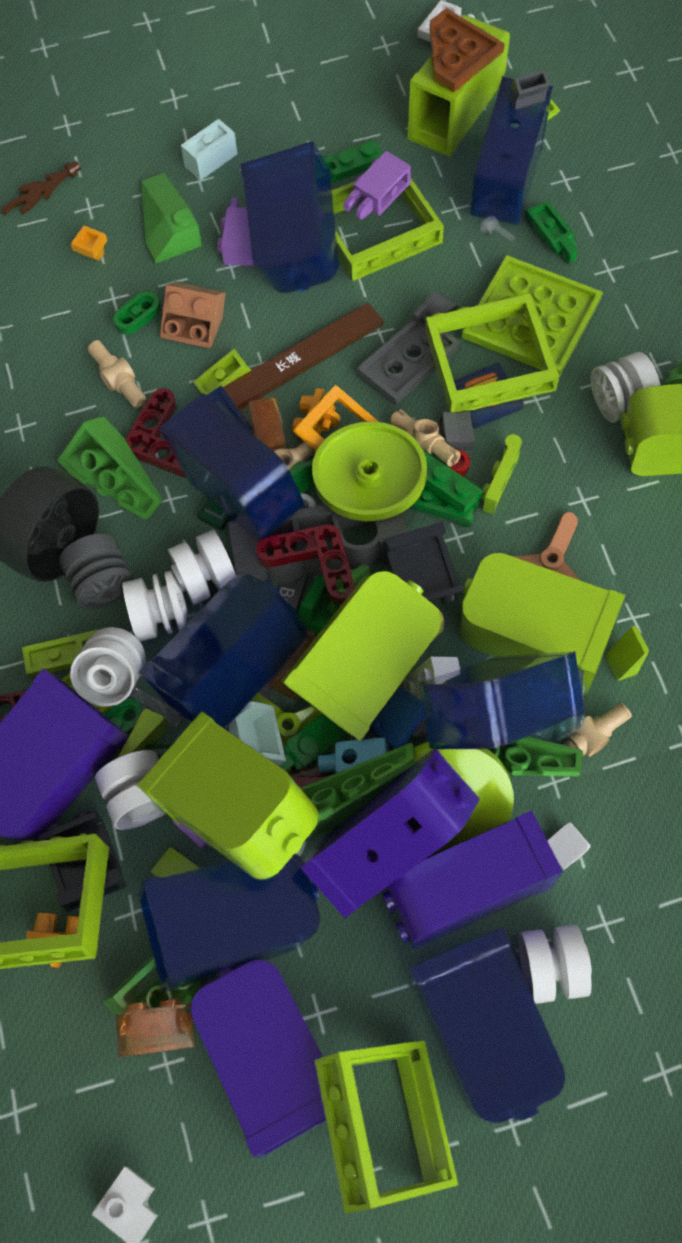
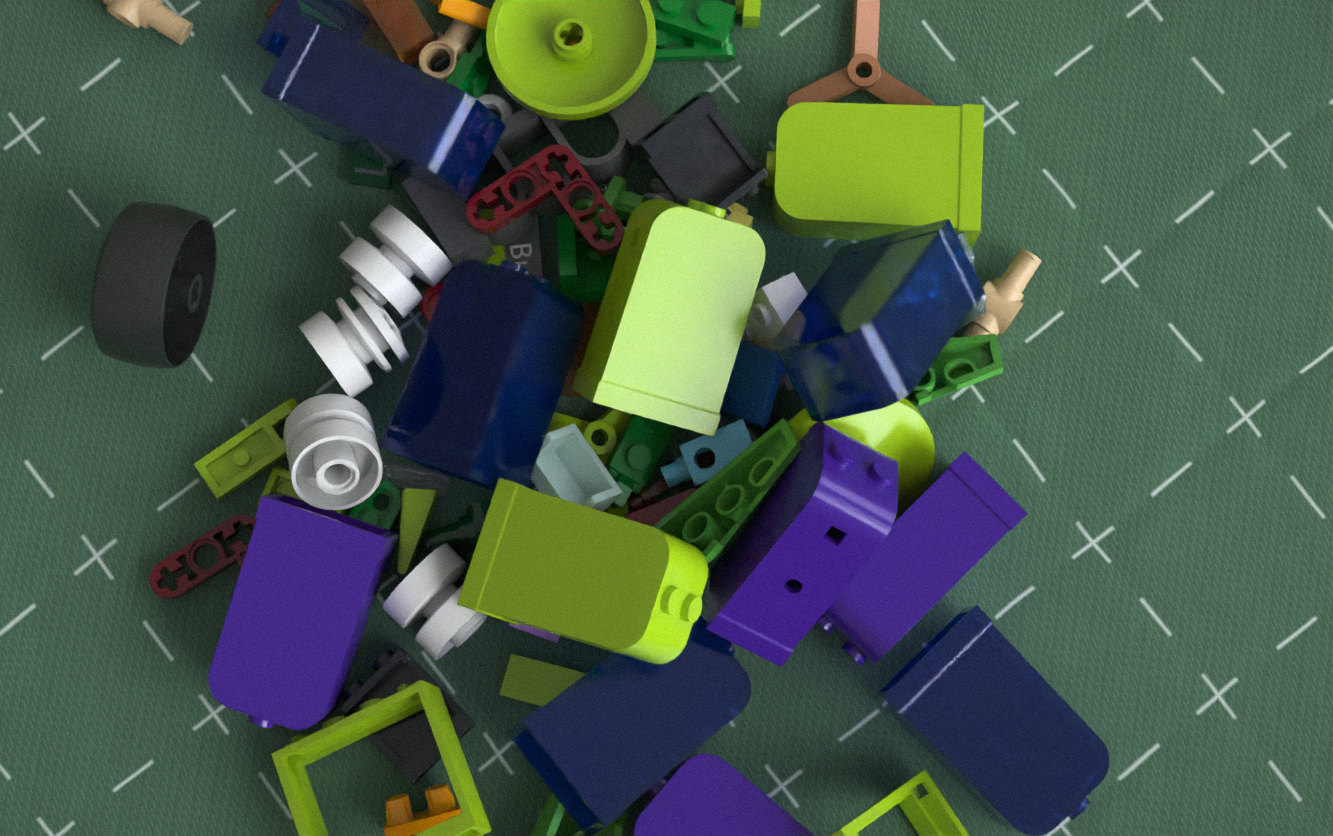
camera: 25 degrees left, 15 degrees up
(95, 570) = (245, 315): dark grey wheel -> none
(107, 463) = (188, 150): bright green wedge -> none
(150, 436) = (225, 80): dark red beam -> none
(563, 962) = (1061, 613): white wheel -> none
(568, 845) = (1014, 463): white slope -> none
(627, 654) = (1009, 179): lime slope -> none

